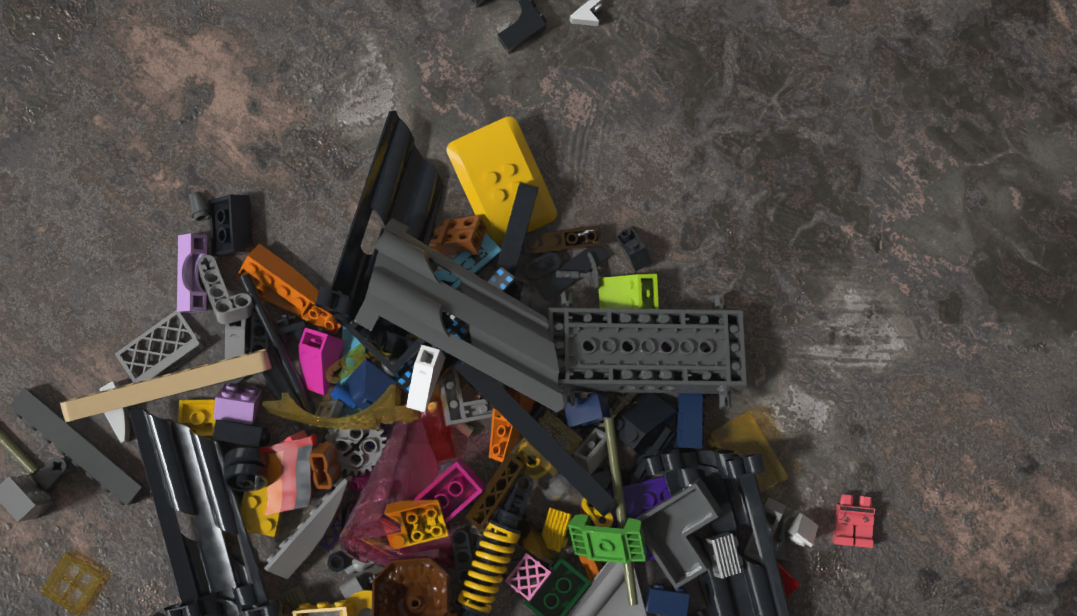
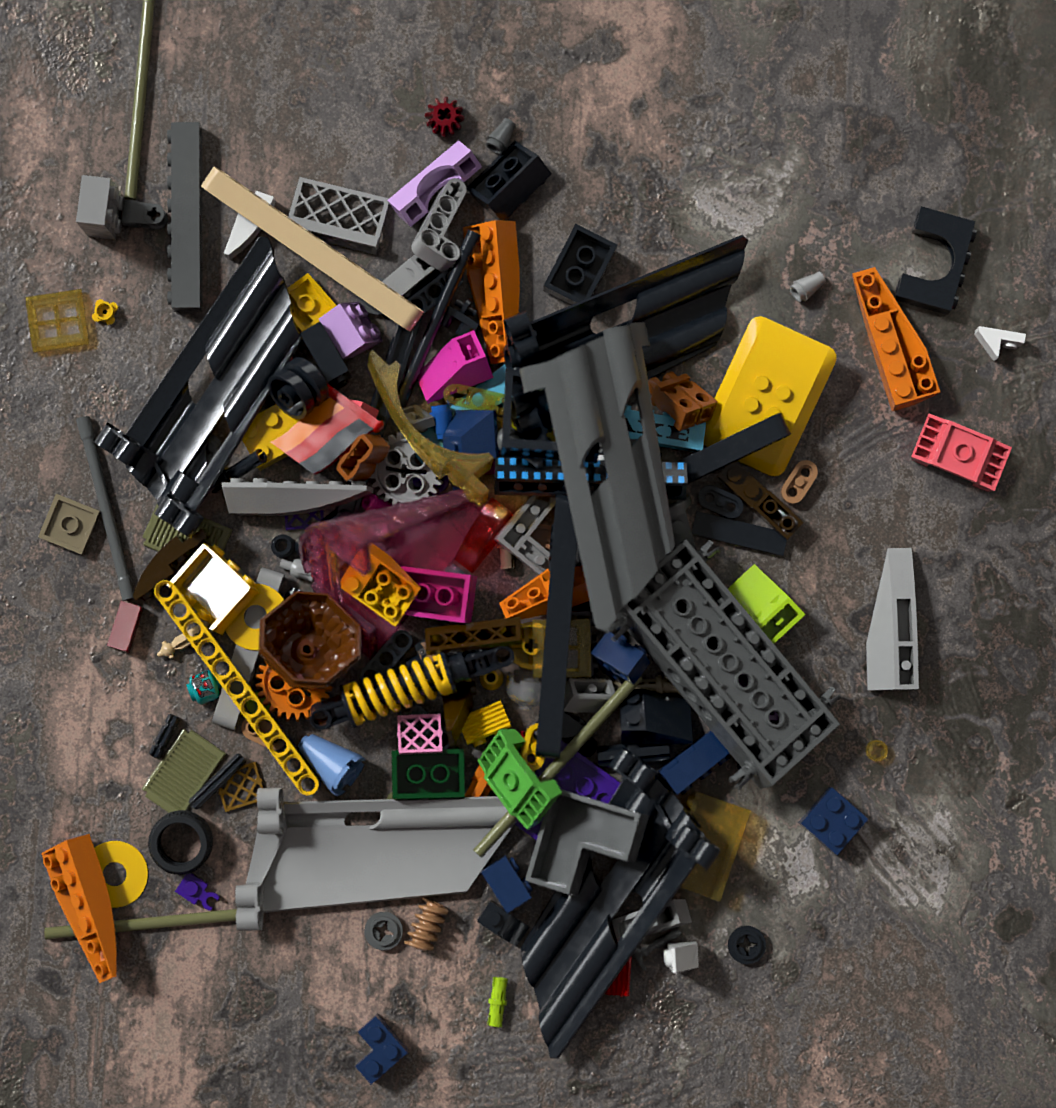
camera: 50 degrees right, 0 degrees up
(87, 549) = (102, 305): none -> yellow plate
(161, 235) = (443, 109): none -> dark red gear
(265, 548) = (240, 468): none -> black pin
(322, 227) = (580, 266): none -> black brick
(424, 377) = (523, 478): white slope -> none
(455, 99) = (805, 287): none -> light grey cone
(535, 496) = (492, 685): none -> yellow cone
(537, 76) = (895, 344): none -> orange wedge
(572, 207) = (798, 482): none -> medium nougat plate
(576, 274) = (740, 541): dark grey piece -> none
(633, 249) = (810, 573): black slope -> none
(638, 93) = (961, 452): none -> coral plate
(710, 226) = (893, 627): none -> light grey wedge
(724, 555) = (596, 900): light grey brick -> none
(771, 304) = (869, 747): none -> clear yellow bush
(797, 365) = (833, 820): none -> dark blue brick
(837, 482) = (755, 952): none -> black gear
(854, 523) = (739, 1000): coral hips -> none

